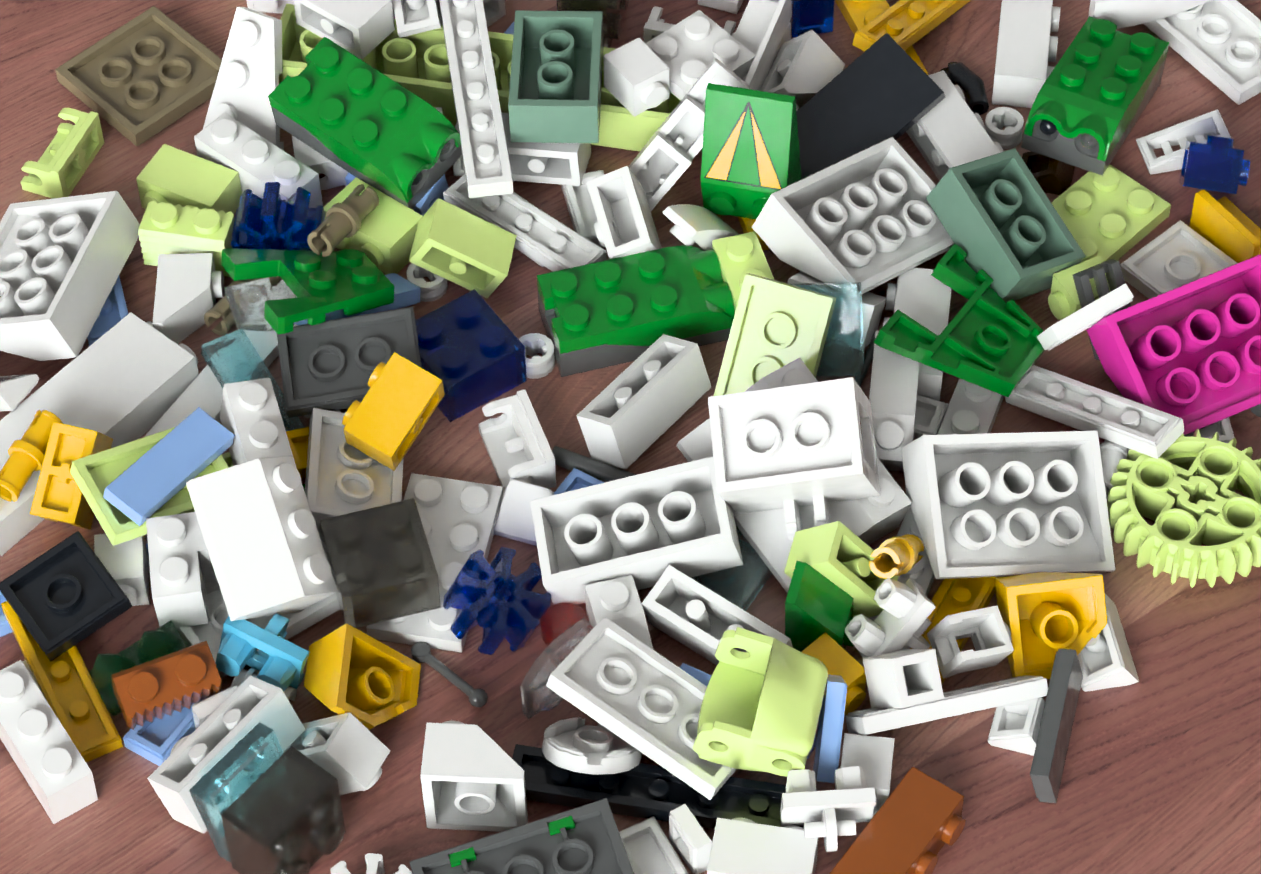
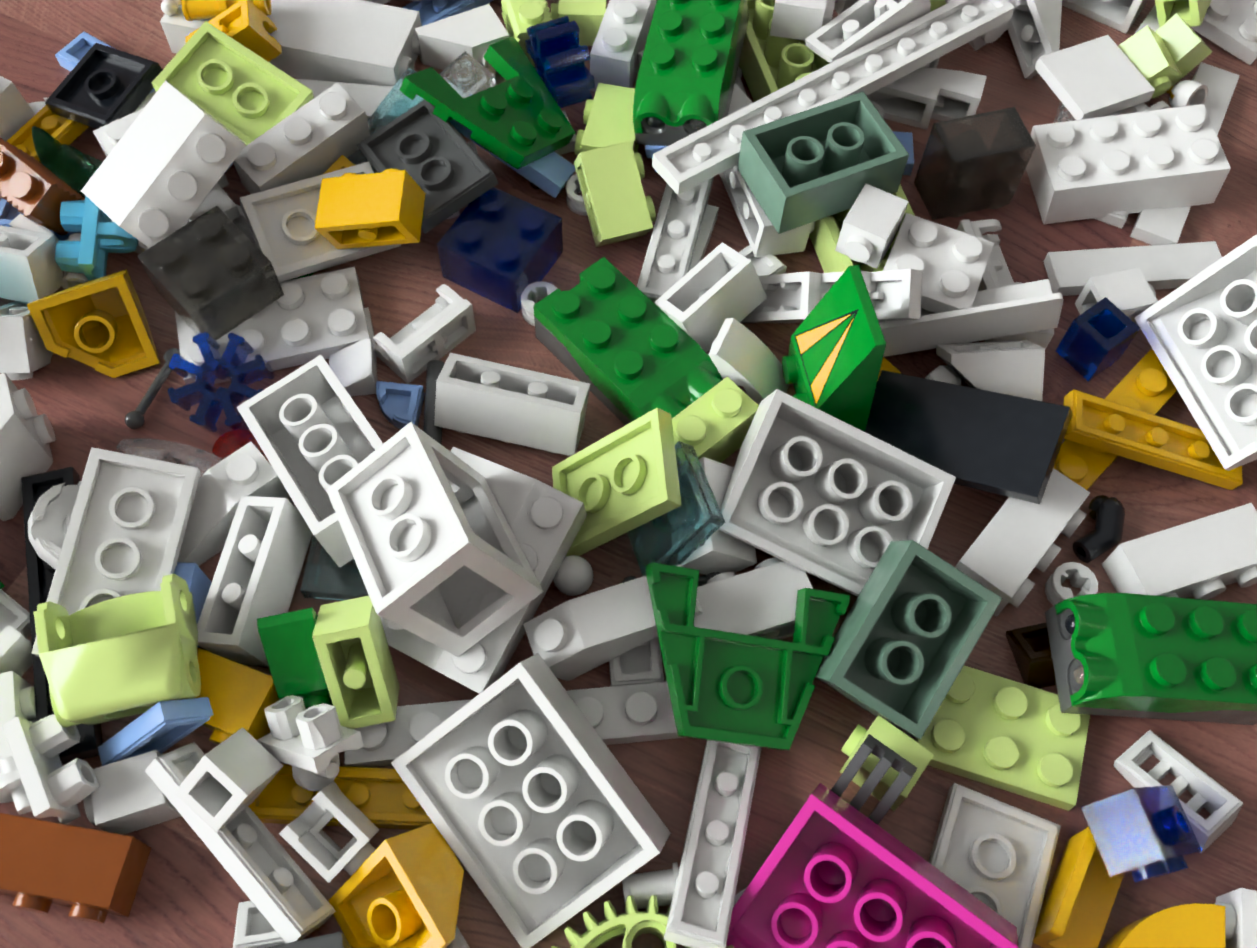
camera: 60 degrees right, 10 degrees up
(168, 466) = (238, 85): light blue tile -> none
(343, 220) = (578, 93): dark tan pin -> none
(896, 556) = (383, 705): yellow pin -> none
(1085, 317) = (814, 773): white tile -> none

